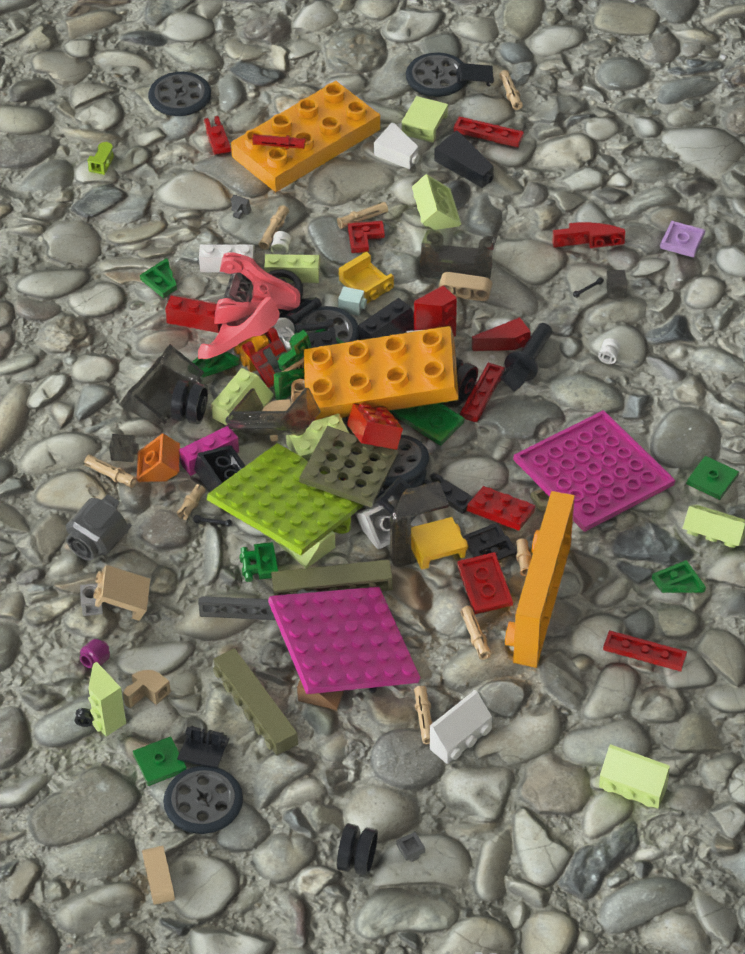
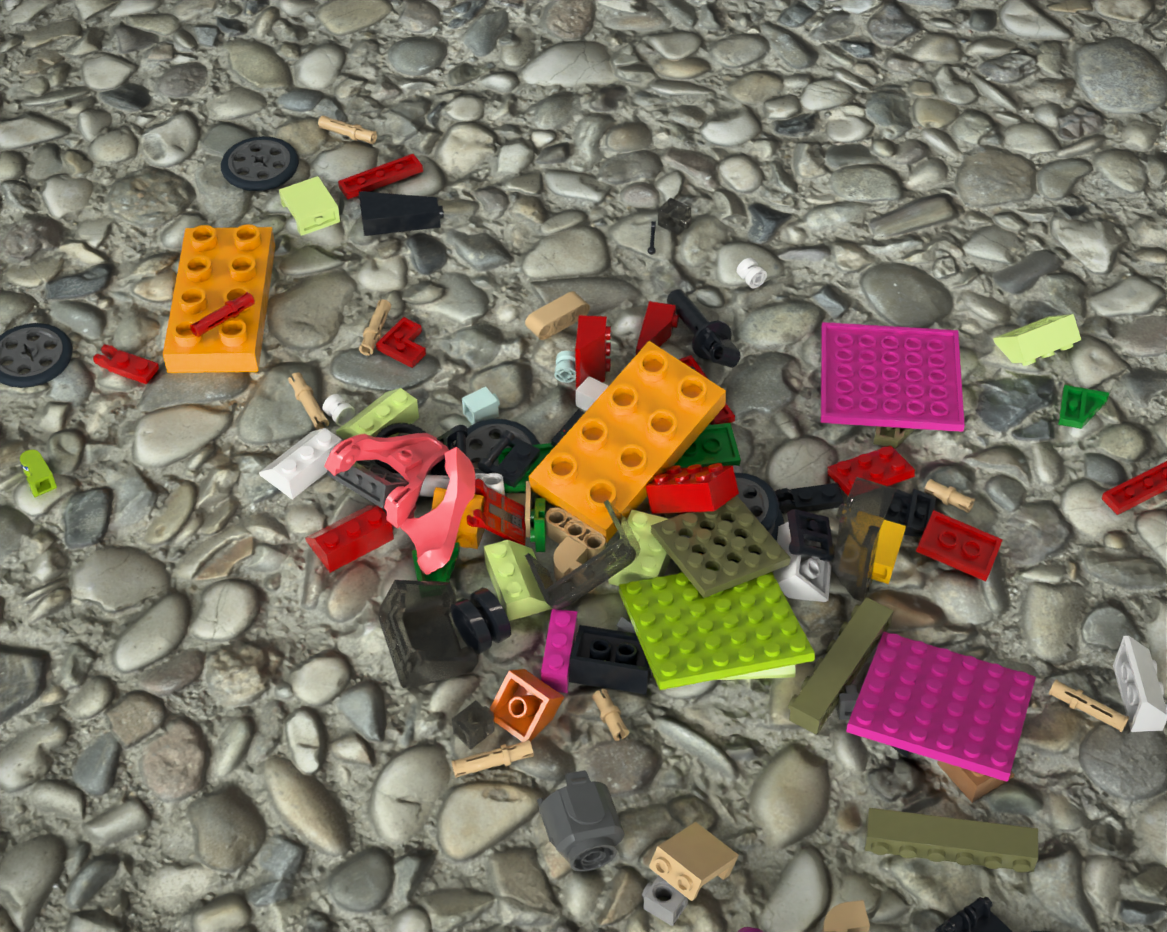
camera: 50 degrees left, 0 degrees up
(160, 279) = (268, 536): green wing -> none
(197, 518) = (636, 725): black hinge -> none
(235, 608) = (801, 768): dark grey fence -> none
(240, 206) = (248, 407): dark grey tile -> none
(265, 561) = (758, 703): green plate -> none
(298, 343) = (521, 480): green plate -> none
(364, 276) = (460, 378): yellow panel -> none
(391, 320) = (549, 400): black slope -> none
(396, 147) = (321, 246): white slope -> none
(435, 204) = (426, 269): yellowish green slope -> none
(441, 258) = (506, 308): clear smoke windscreen -> none
(475, 72) = (301, 136): black hinge -> none
(478, 639) = (1025, 598): tan pin -> none
(543, 580) = (1024, 492): light orange piece -> none
(589, 233) = (594, 192): red slope -> none
(682, 239) = (666, 143): lavender plate -> none
(712, 477) = (973, 307): green plate -> none

